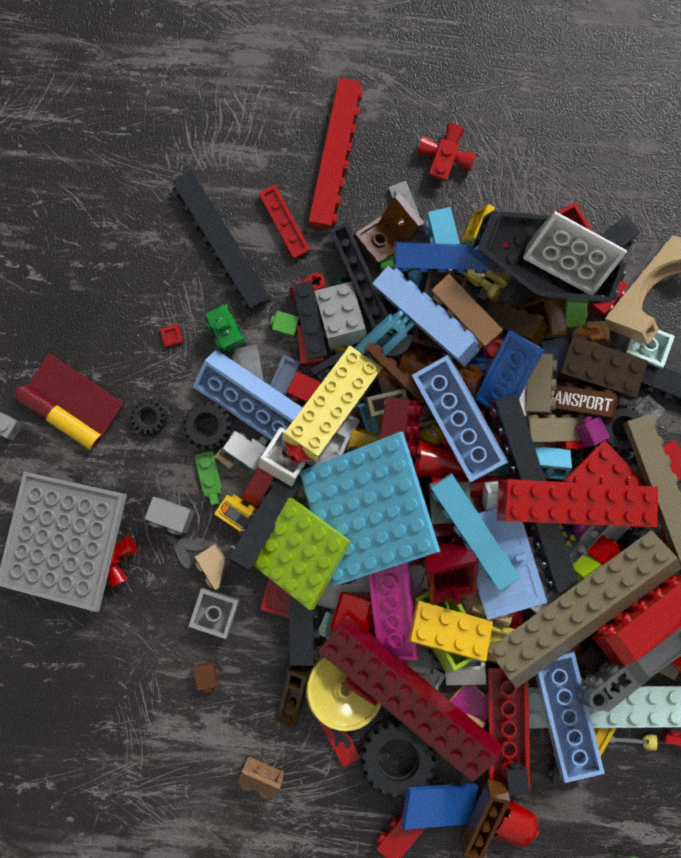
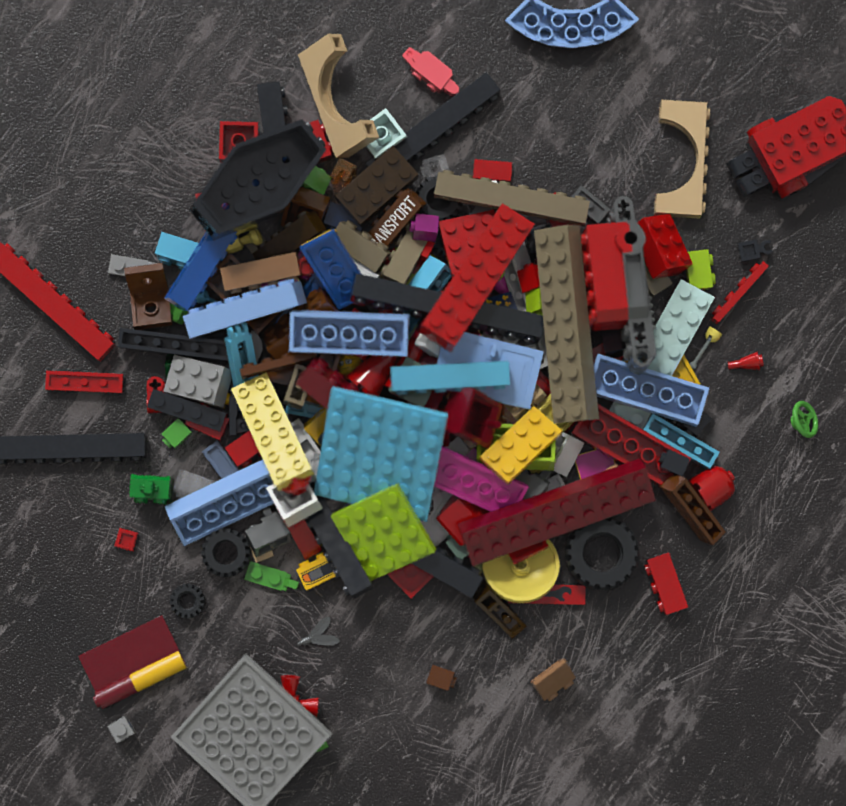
camera: 65 degrees left, 0 degrees up
(170, 515) = (284, 629): light grey brick -> none
(213, 564) = (347, 617): tan slope -> none
(214, 613) = (390, 638): light grey brick -> none
(438, 805) = (660, 541): blue tile -> none
(446, 152) = (109, 205): red brick -> none
(474, 224) = (190, 222): yellow tile -> none
(540, 790) = (697, 450): none -> medium azure brick
(573, 253) = (267, 159): white slope -> none
(646, 791) = (751, 361): none -> red cone

